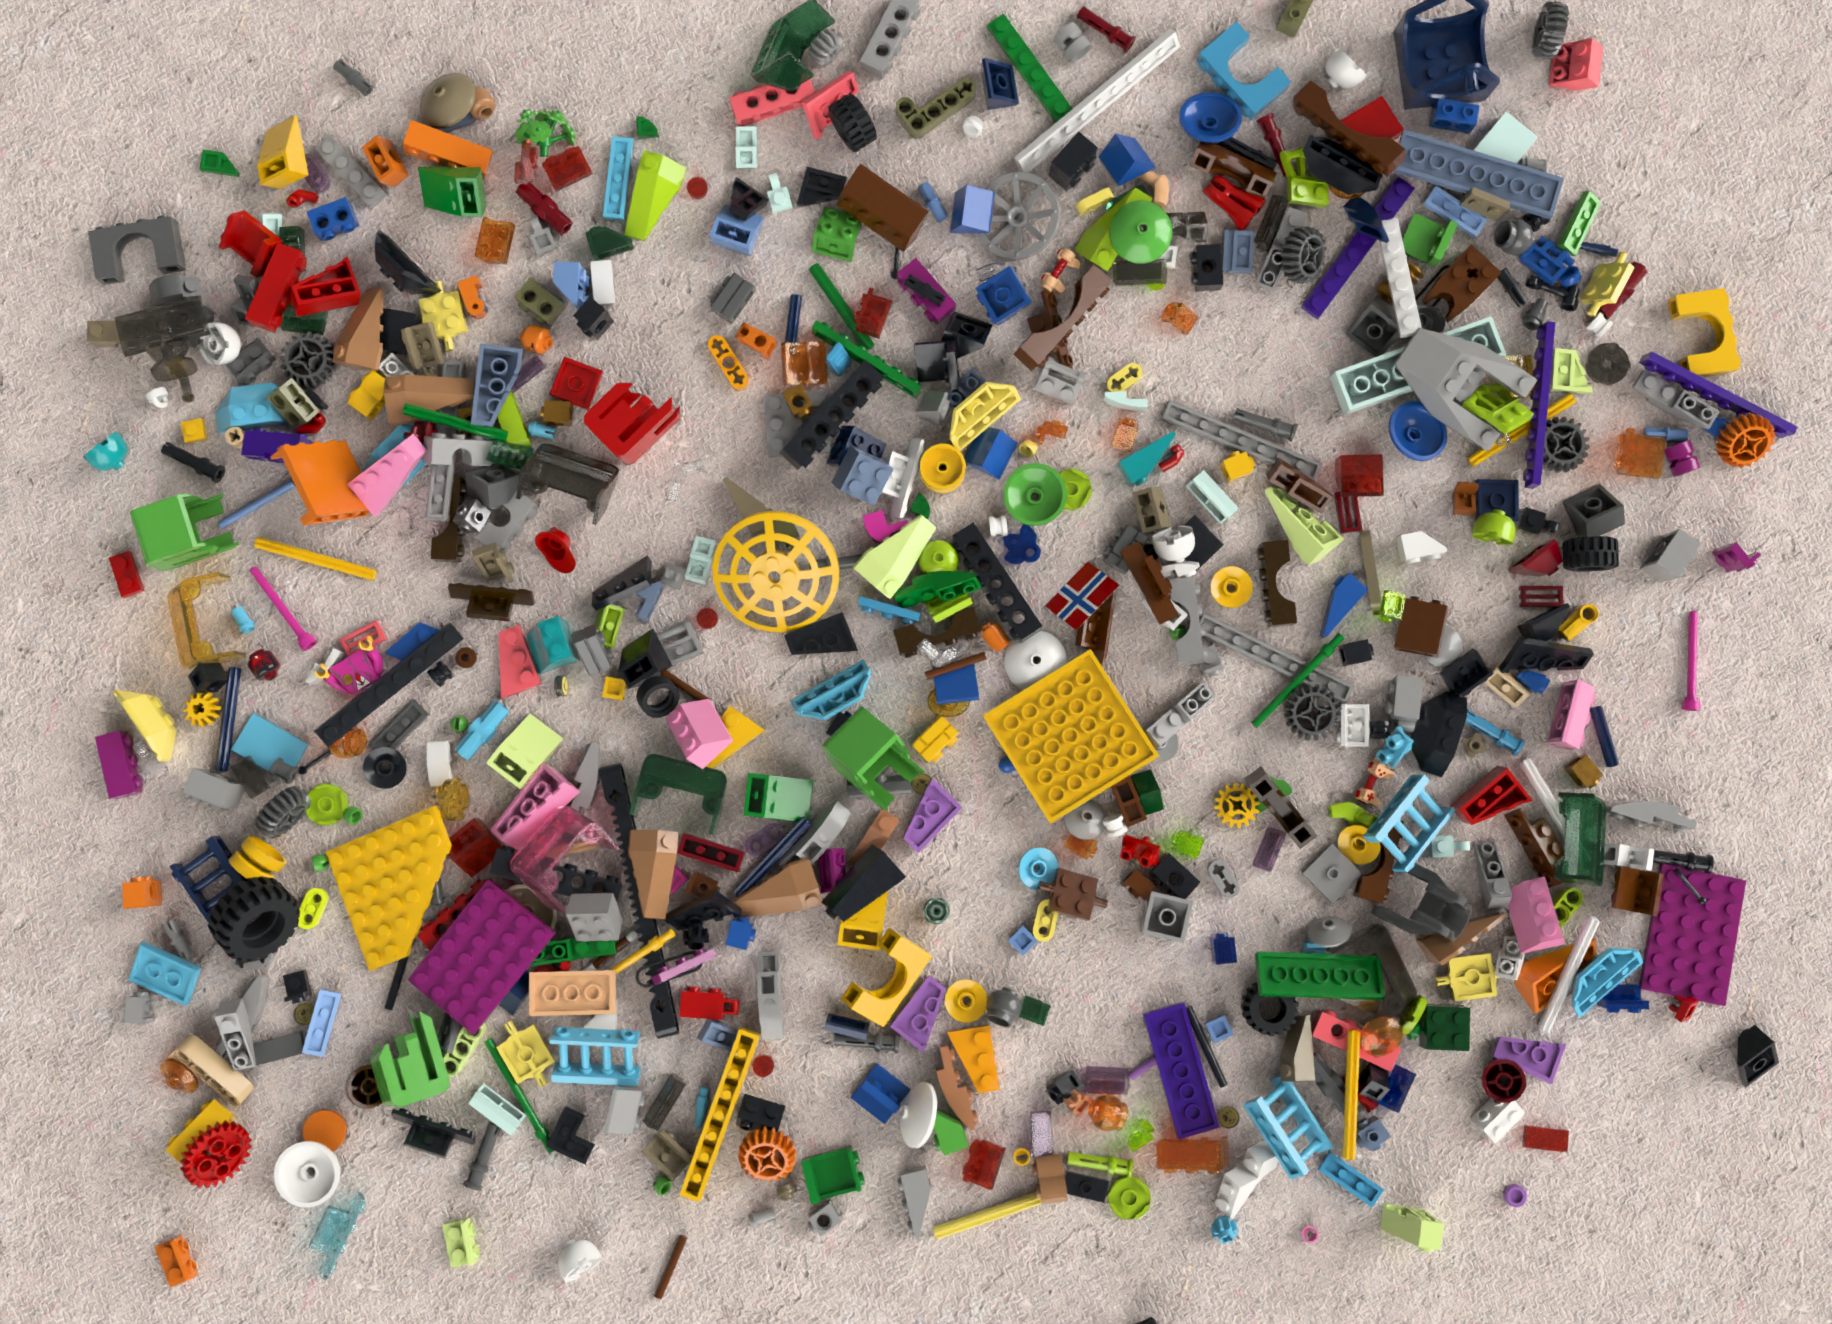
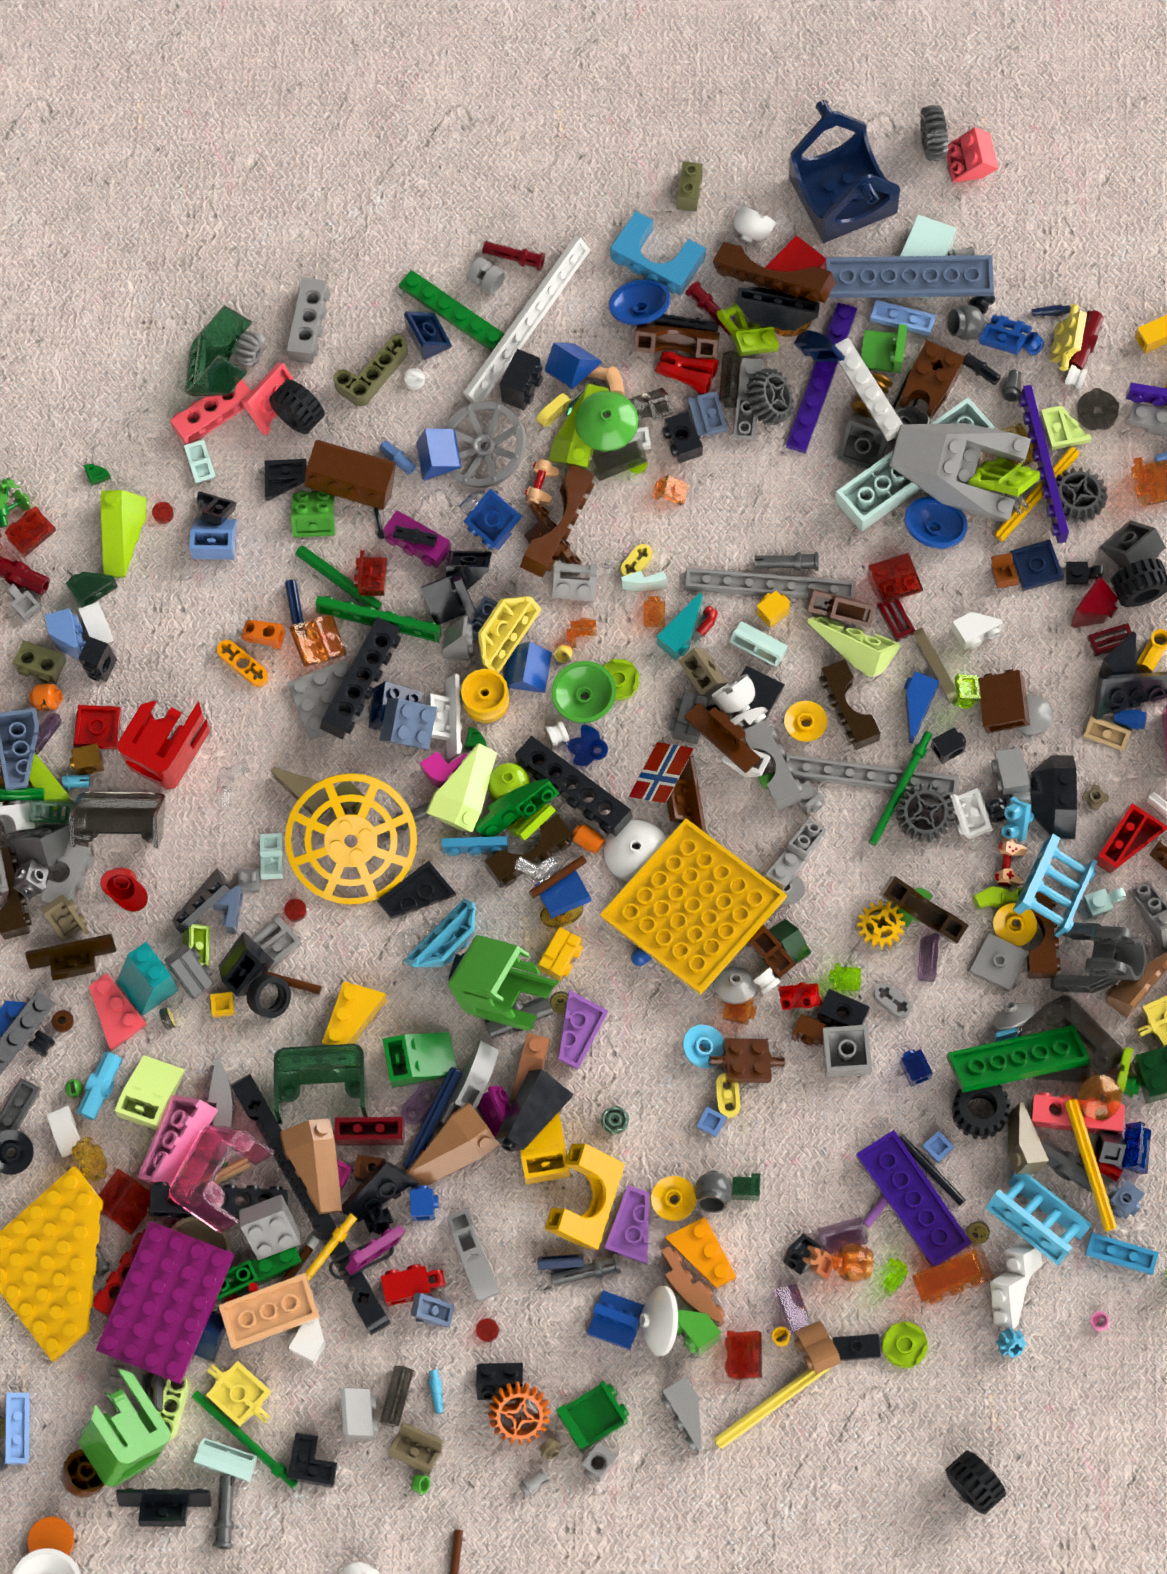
camera: 10 degrees left, 15 degrees down
(396, 983) = (83, 1365): black bar -> none
(595, 1073) = (306, 1390): medium azure fence -> none
(618, 178) = (82, 526): medium azure plate -> none
(699, 731) = (321, 1013): bright pink slope -> none
(720, 1114) = (458, 1388): yellow brick -> none
(732, 297) = (228, 601): dark grey brick -> none
(778, 196) = (245, 497): light aqua plate -> none
(794, 393) = (319, 667): pearl gold brick -> none
(838, 360) = (350, 626): dark azure slope -> none
(1074, 1159) = (873, 1316): lime pin -> none
(1454, 115) = (871, 233): blue brick -> none
(1466, 674) = (1062, 732): black bracket -> none
(1484, 203) = (926, 300): dark tan bracket -> none
(1495, 528) = (1041, 588): lime cylinder -> none
(1501, 737) = (1119, 781): dark azure pin -> none
(1569, 297) = (1039, 360): black brick -> none
(1579, 223) = (1024, 292): bright green plate -> none

